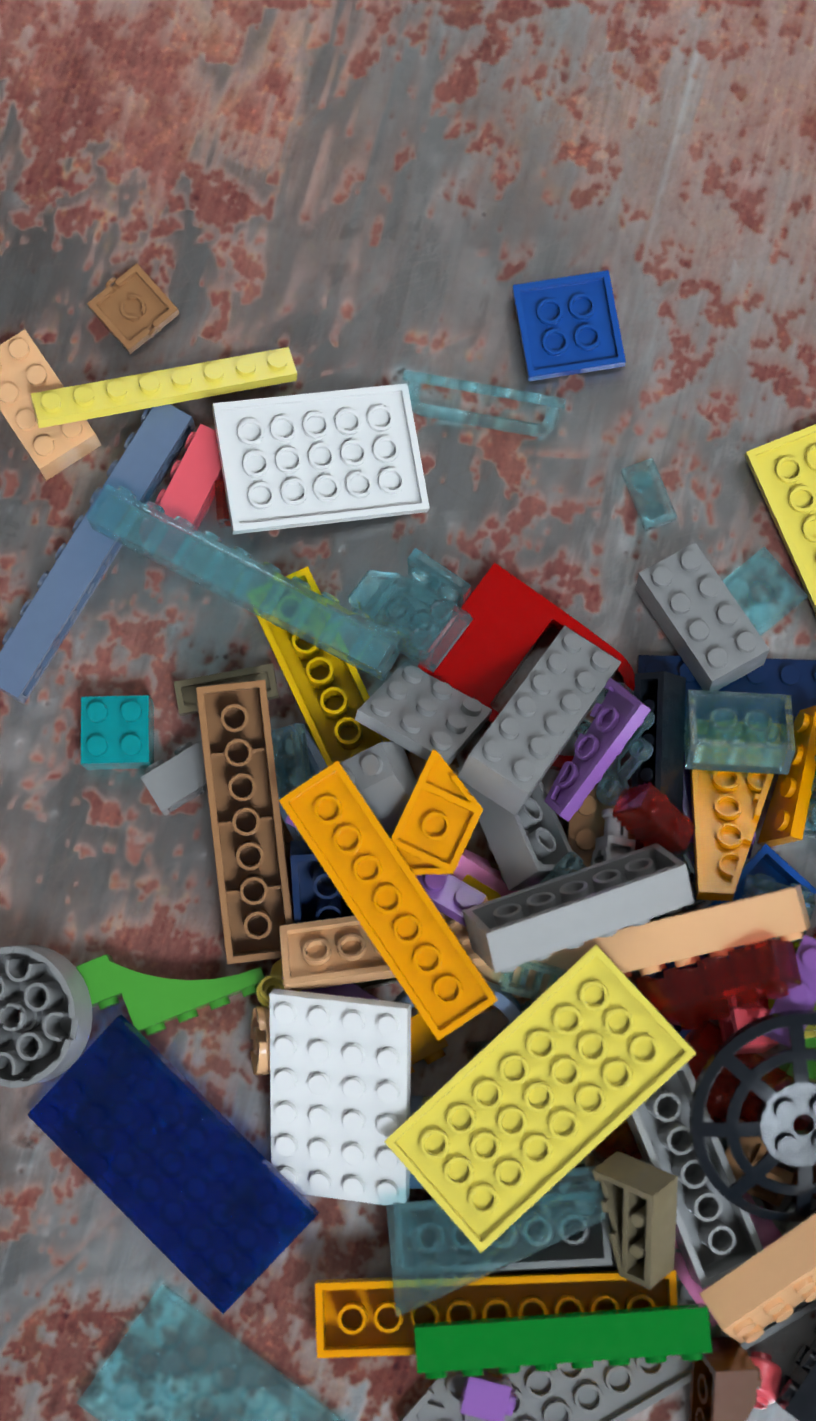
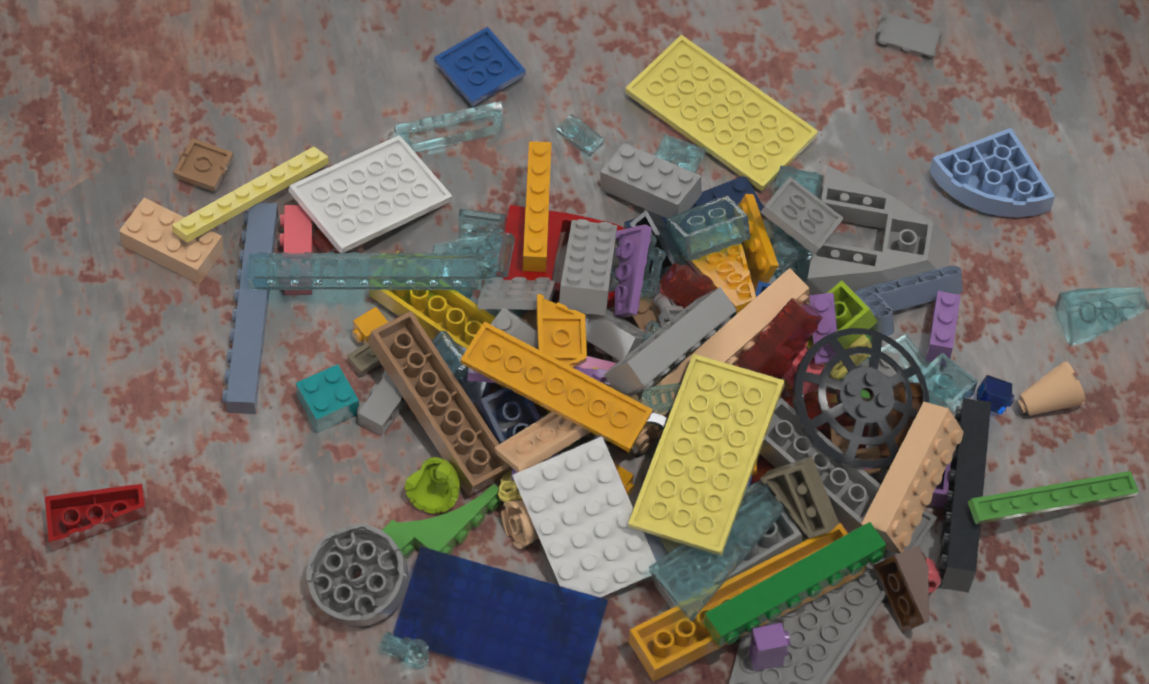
camera: 35 degrees left, 20 degrees down
(34, 1139) = (405, 650): none -> clear light blue connector
(186, 928) = (433, 486): none -> lime hair
(223, 653) = (366, 323): none -> light orange brick
(524, 588) = (537, 206): none -> light orange brick

